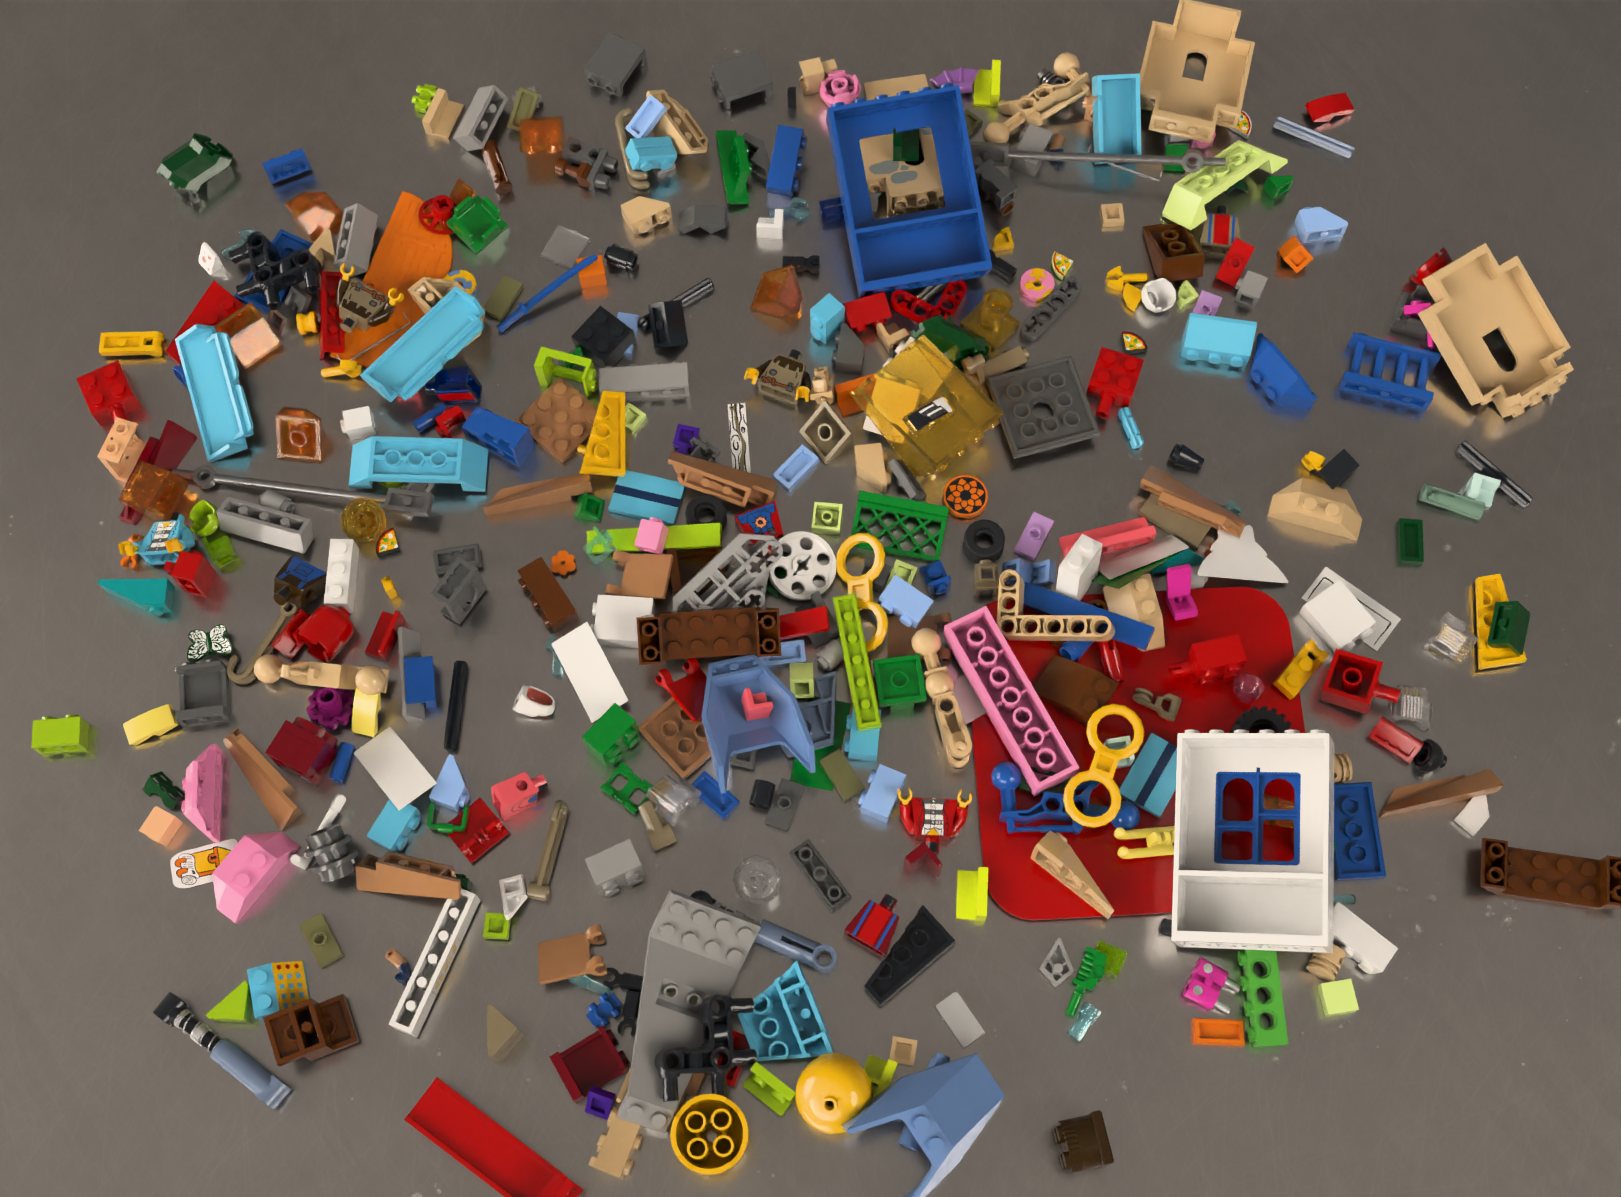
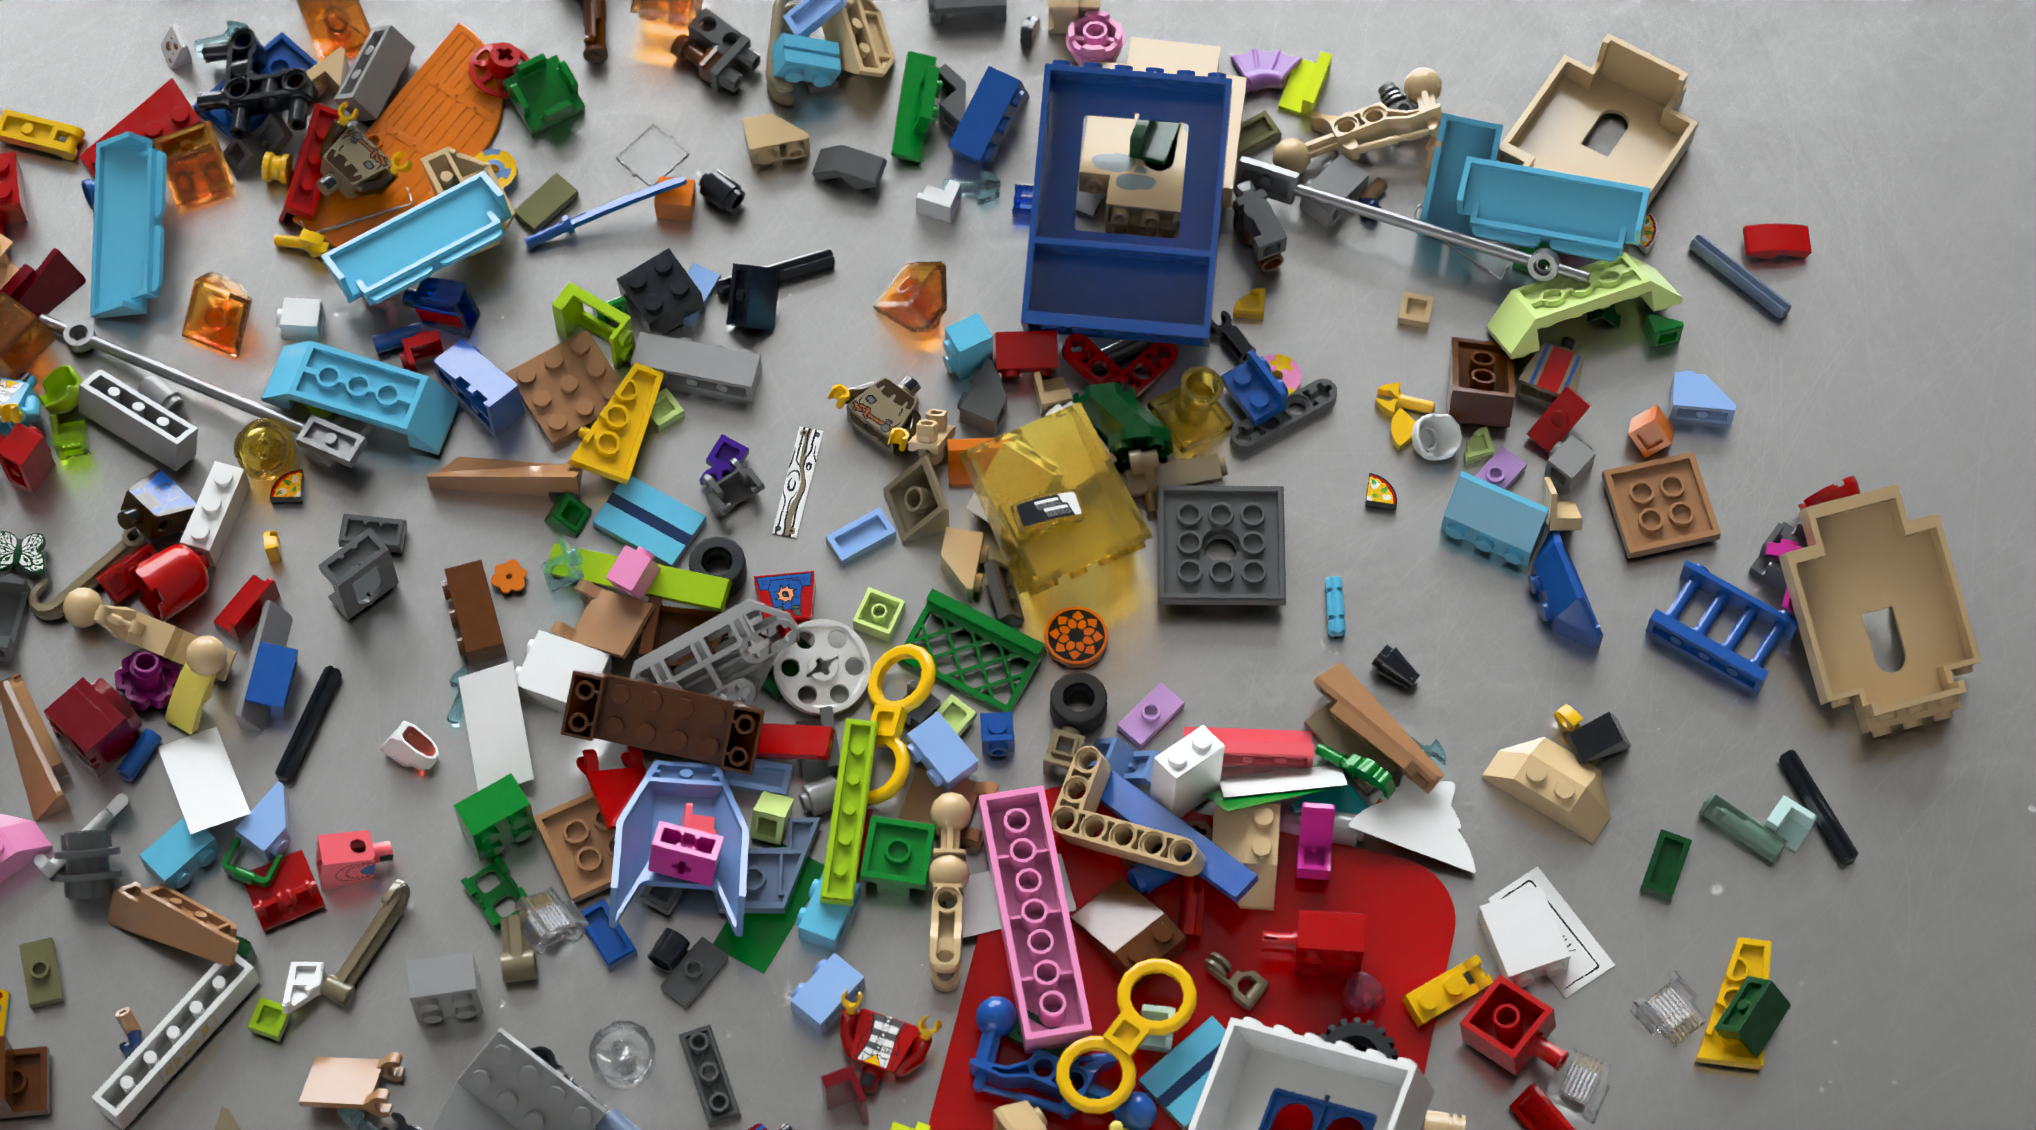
camera: 15 degrees right, 5 degrees down
(460, 192) = (536, 44): clear orange slope -> none
(722, 481) = (754, 526): medium nougat wedge -> none
(756, 724) = (685, 853): none -> dark pink brick
(801, 263) = (962, 263): black bar -> none
(842, 775) = (782, 955): olive tile -> none
(1030, 295) = (1256, 389): none -> blue bracket
(1061, 265) = (1319, 360): tile -> none
(1113, 380) = (1332, 535): red brick -> none
(1187, 120) = (1551, 207): none -> medium azure slope
(1190, 532) = (1359, 767): none -> green piece
(1265, 325) = (1561, 514): none -> tan panel
(1319, 301) = (1661, 505): none -> medium nougat plate

